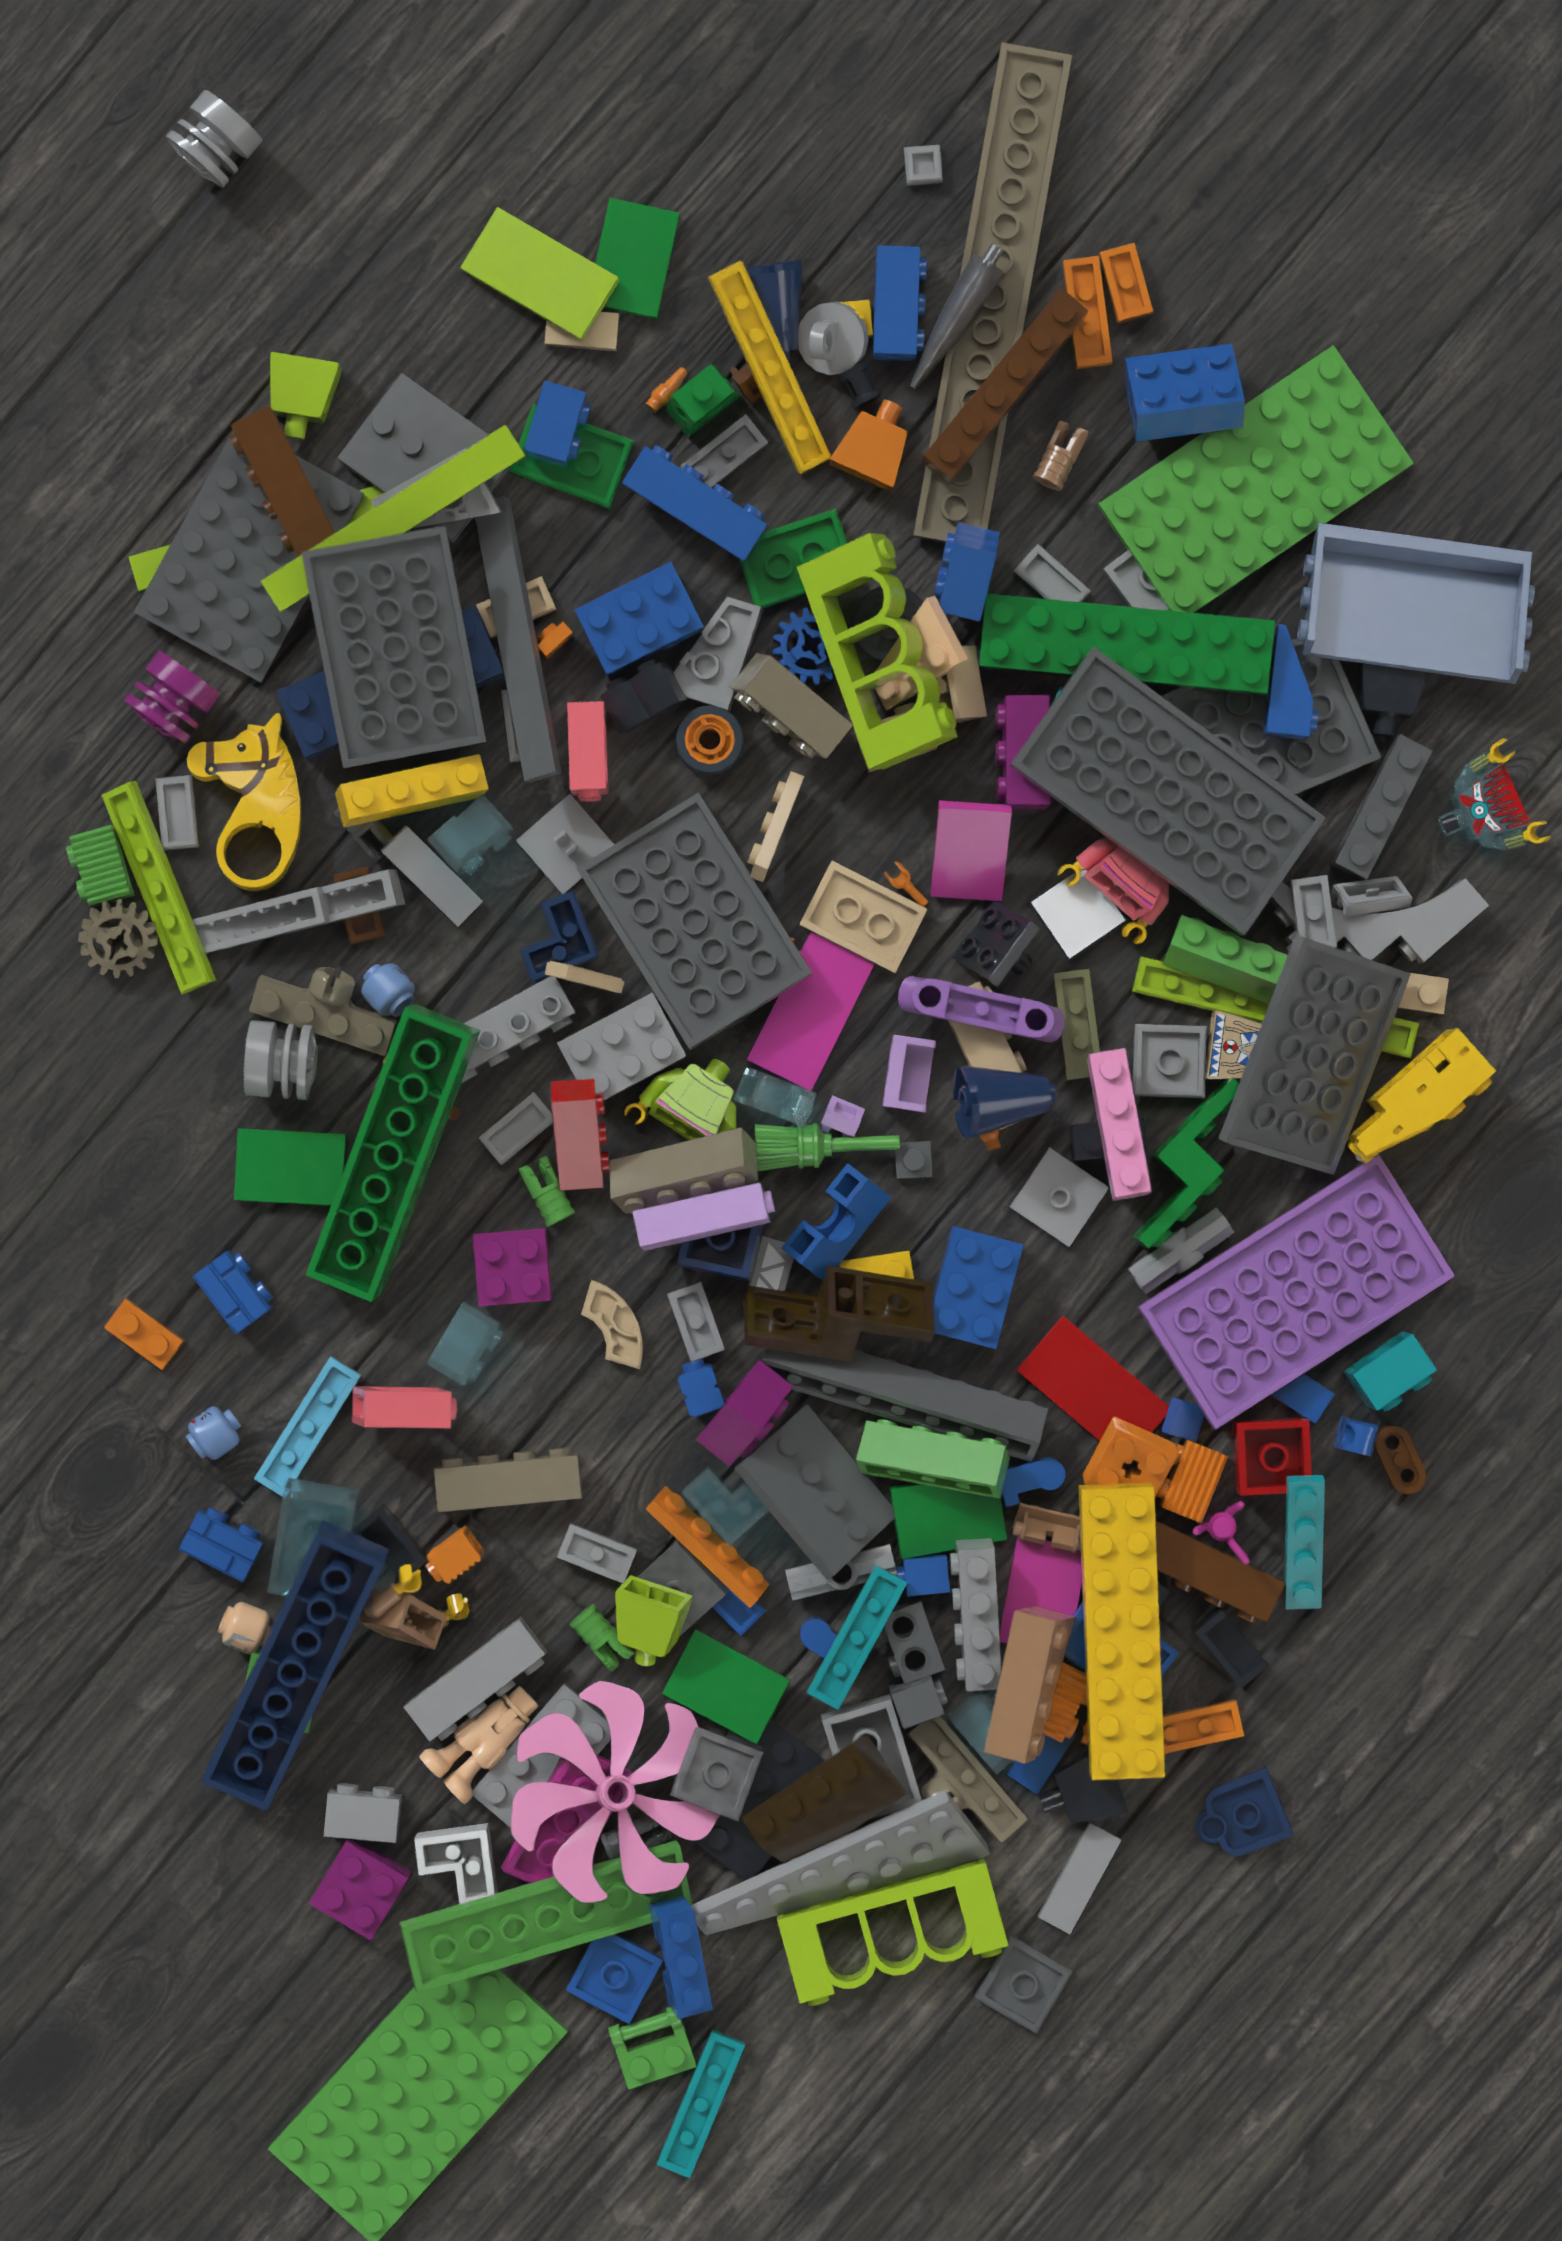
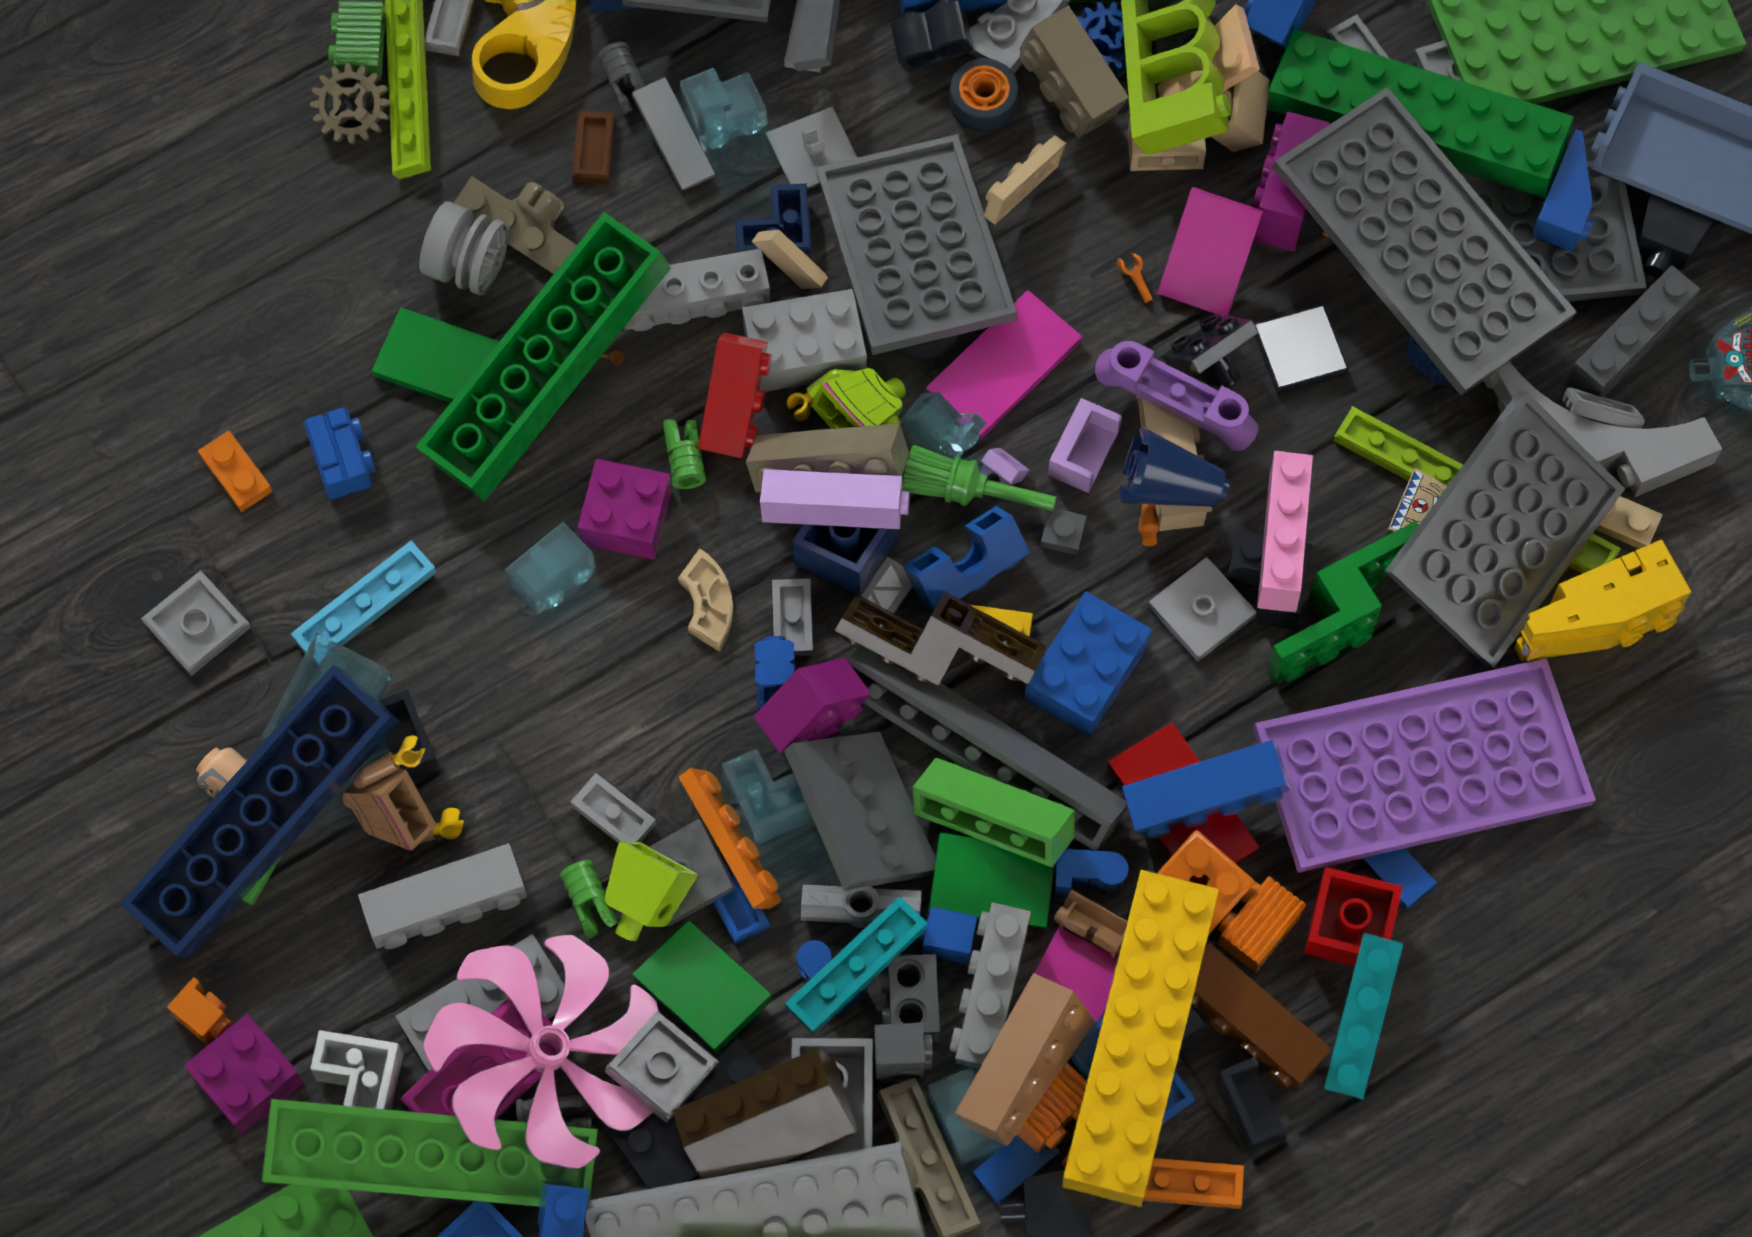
camera: 15 degrees right, 20 degrees down
(163, 1489) = (195, 623): none -> light grey tile
(213, 1433) = (267, 578): medium blue head -> none
(222, 1544) = (234, 689): blue brick -> none
(300, 911) = (536, 130): light grey slope -> none
(303, 1845) = (200, 1013): none -> orange brick
(363, 1813) = (275, 1000): light grey brick -> none
(388, 989) = (586, 213): medium blue head -> none
(403, 1407) = (467, 599): coral window -> none
(411, 790) = (677, 46): yellow brick -> none
(454, 1555) = (466, 762): orange brick -> none
(486, 1737) = (431, 961): light nougat piece -> none
(509, 1481) = (547, 713): dark tan brick -> none
(517, 1128) = (674, 389): light grey tile -> none
(587, 750) = (863, 61): coral window -> none
(863, 917) = (1084, 291): tan plate -> none
(1079, 1033) = (1275, 427): olive plate -> none
(1114, 1382) = (1206, 789): none -> blue brick
(1125, 882) = (1358, 322): coral torso -> none
(1169, 1060) = (1352, 509): light grey plate -> none
(1181, 1250) = (1314, 691): light grey piece -> none
(1183, 1419) = (1269, 859): blue tile -> none
(1223, 1527) = (1279, 979): dark pink plant -> none
(1225, 959) = (1430, 420): bright green brick -> none
(1313, 909) = (1543, 384): light grey plate -> none
(1356, 1436) = (1450, 929): blue leg -> none
(1390, 1372) = (1502, 868): teal brick -> none
(1400, 1458) = (1489, 972): reddish brown plate -> none

